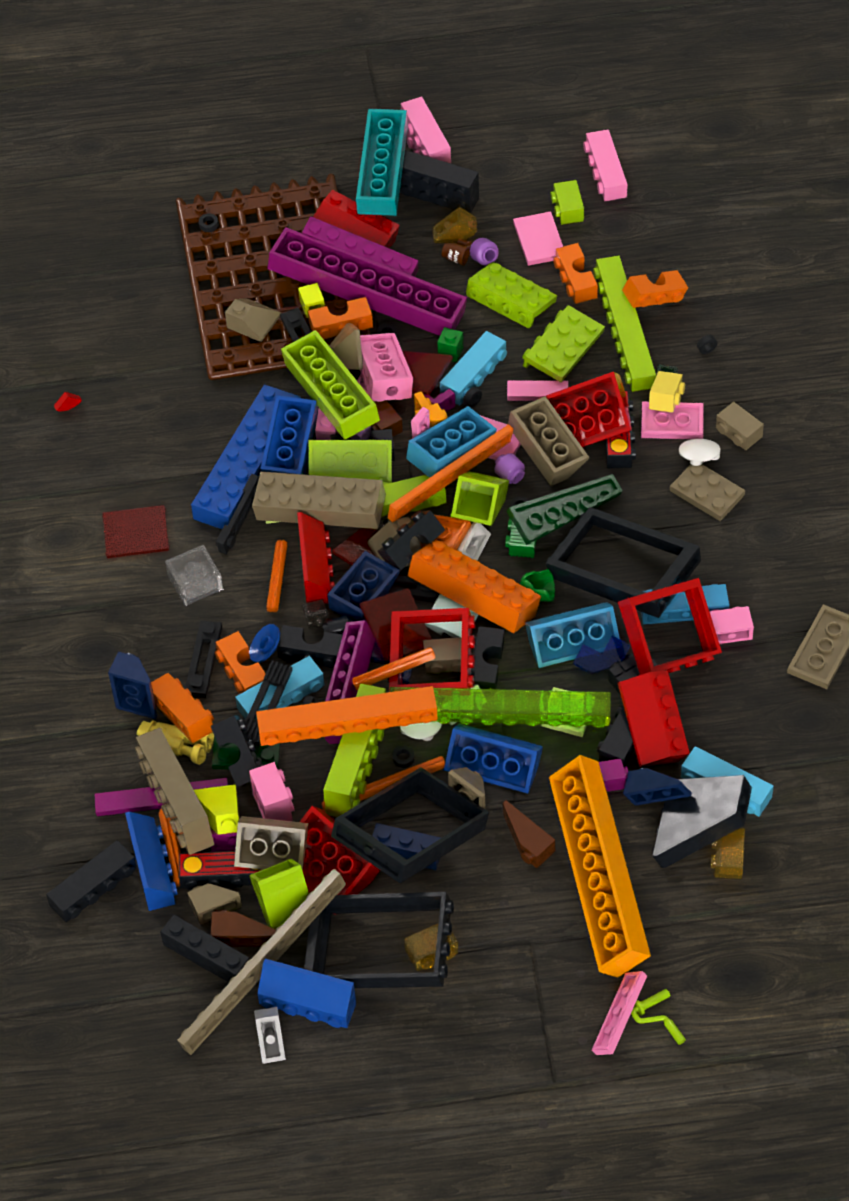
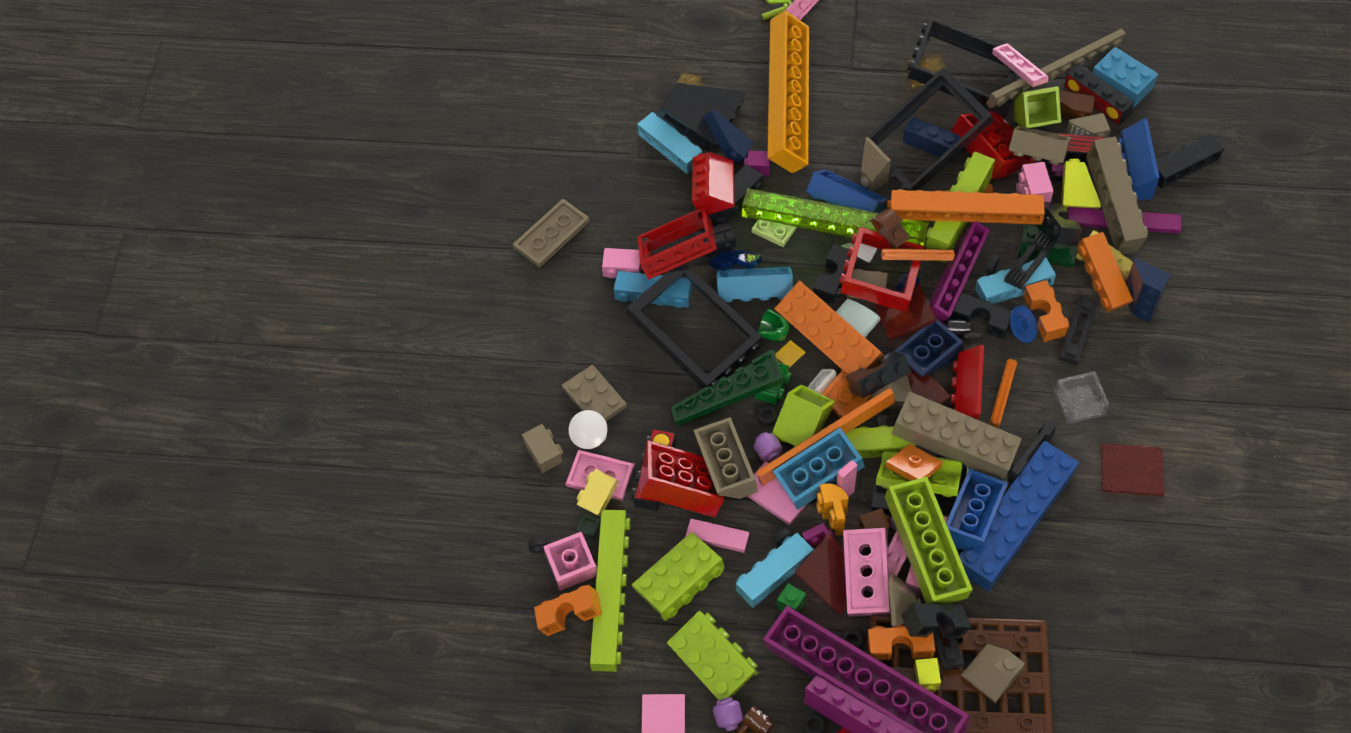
camera: 165 degrees left, 5 degrees up
(67, 402) = (1196, 625): red tile -> none
(175, 982) = (1126, 75): none -> dark azure brick
(269, 1035) = (1056, 36): light grey slope -> none
(306, 994) = (1037, 53): blue slope -> none
(310, 933) = (1020, 65): none -> bright pink tile
(323, 317) = (925, 618): none -> black arch
(356, 459) = (914, 463): none -> orange plate
(432, 676) = (889, 225): none -> reddish brown brick
(515, 572) = (789, 353): none -> yellow sticker
(531, 840) = (833, 128): reddish brown slope -> none
(578, 285) = (639, 645): orange arch -> none
(670, 331) = (570, 561): none -> bright pink brick

